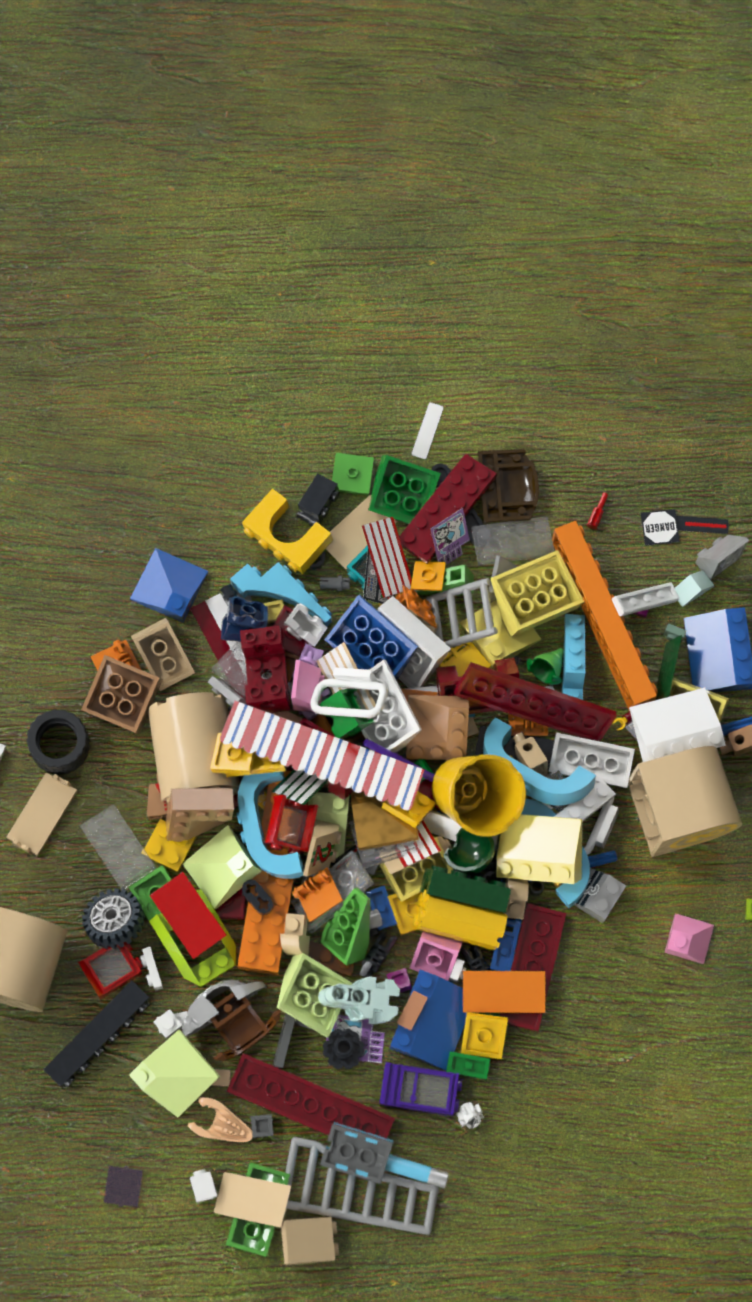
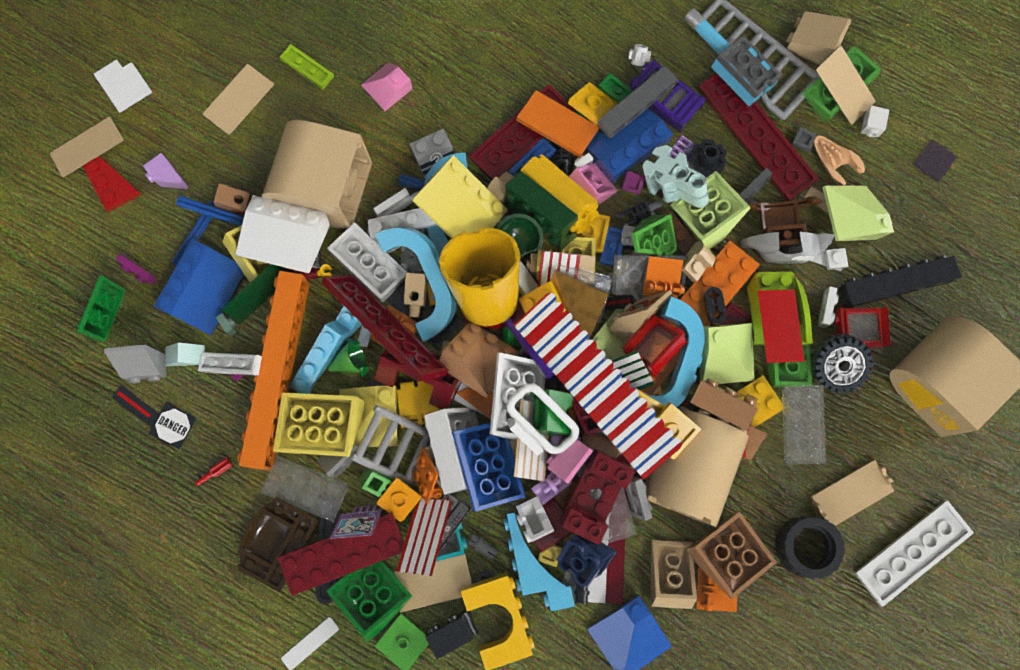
camera: 145 degrees left, 5 degrees up
(412, 1010) = (640, 147): nougat sticker -> none
(441, 1055) = (637, 102): none -> dark grey beam

